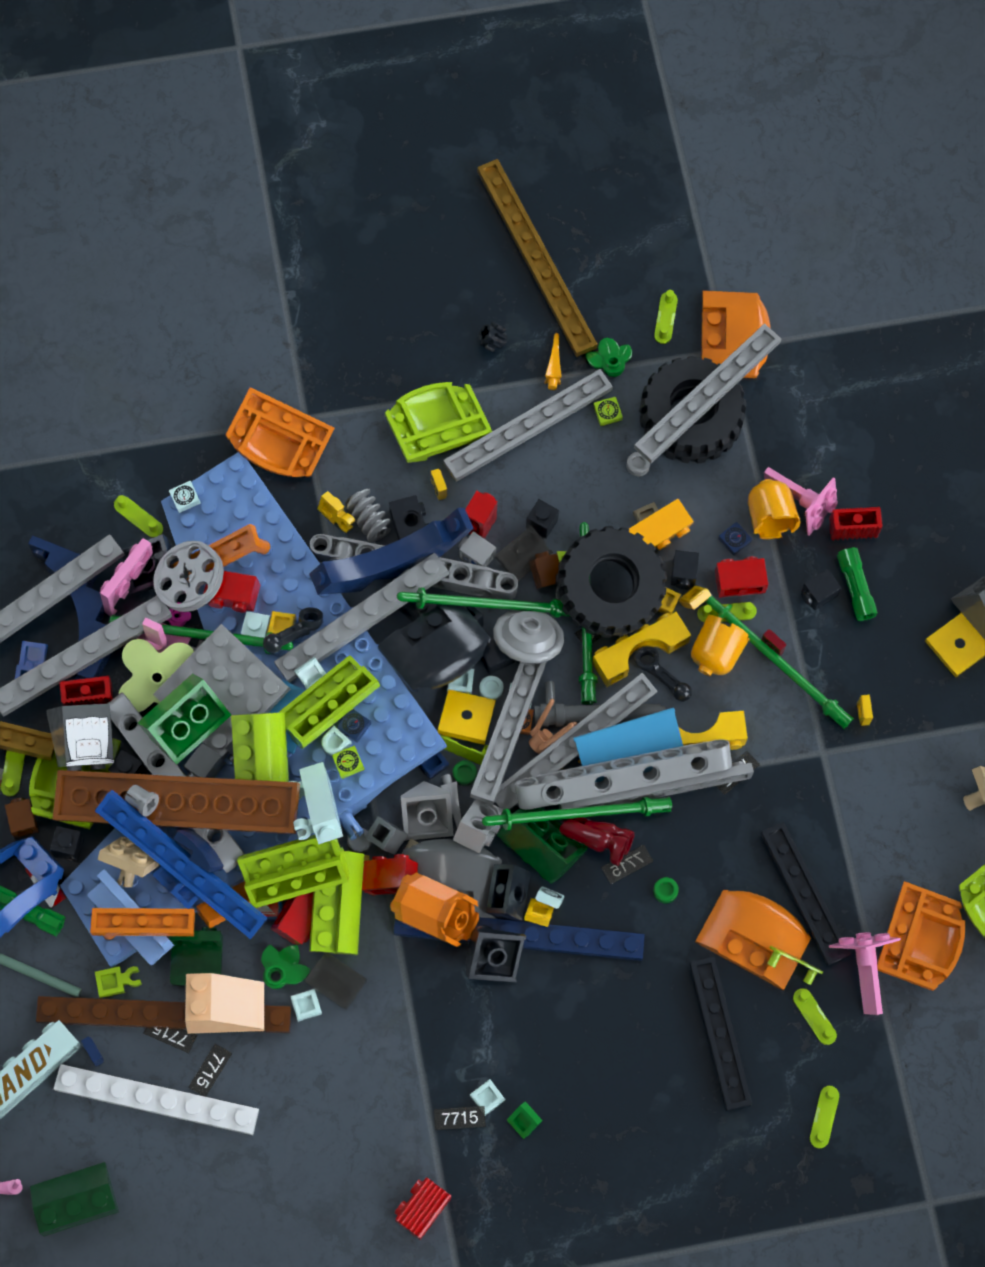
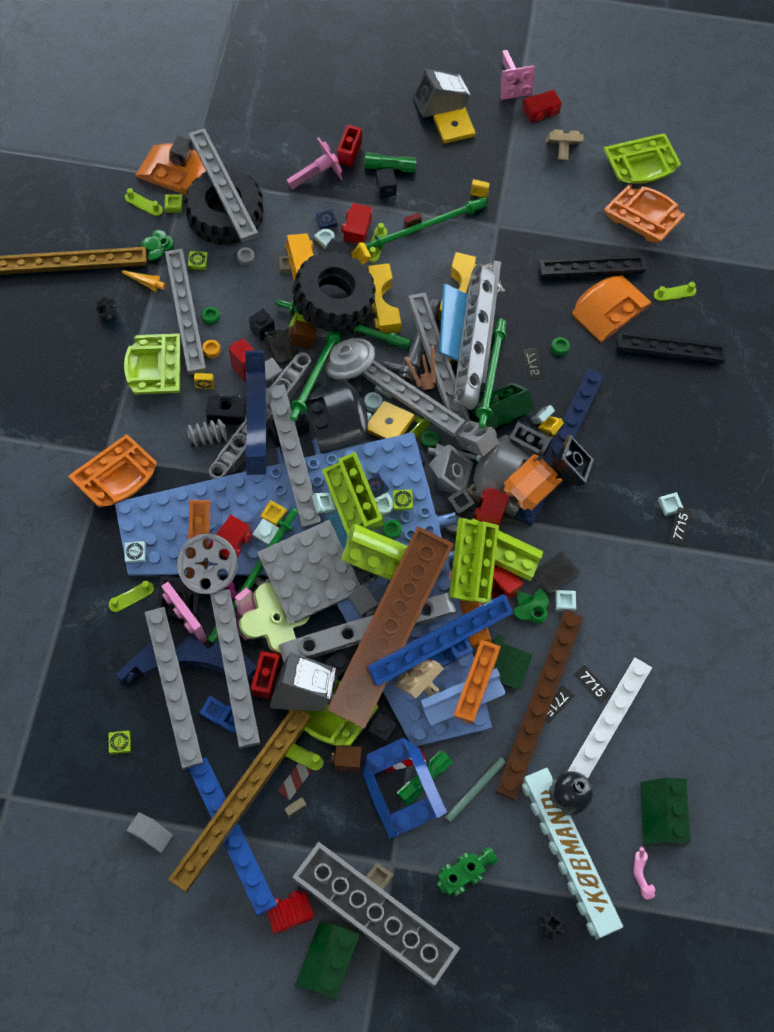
camera: 70 degrees left, 5 degrees down
(45, 1068) = (571, 792): none -> black cylinder
(92, 1051) = (554, 762): dark blue tile -> none
(112, 981) = (503, 731): lime plate -> none
(142, 800) = (382, 647): light grey bush -> none
(184, 718) = (325, 599): green slope -> none
(203, 853) = (444, 618): dark blue slope -> none
(223, 1004) = (551, 653): light nougat slope -> none
(273, 642) = (290, 516): black piece -> none
(305, 759) = (392, 529): none -> green tile
(320, 804) = (436, 520): light aqua brick -> none
(333, 510) = (193, 455): yellow plate -> none
(422, 1208) = (739, 569): red brick -> none
(489, 475) = (211, 349): none -> light orange tile
(524, 1120) = (696, 484): green plate -> none
(535, 457) = (210, 315): none -> green tile
(599, 836) = (512, 367): dark red piece -> none
(679, 348) = (173, 203): none -> lime tile
(681, 690) = (423, 286): black piece -> none
(707, 547) = (323, 237): none -> light aqua tile
(718, 646) = (403, 251): light orange cylinder -> none
(744, 325) = (181, 151): none -> black brick
(772, 509) = (318, 186): light orange cylinder -> none
(812, 969) = (647, 283): lime piece -> none
(824, 1117) = (738, 308): lime piece -> none
(866, 958) = (647, 240): bright pink piece -> none

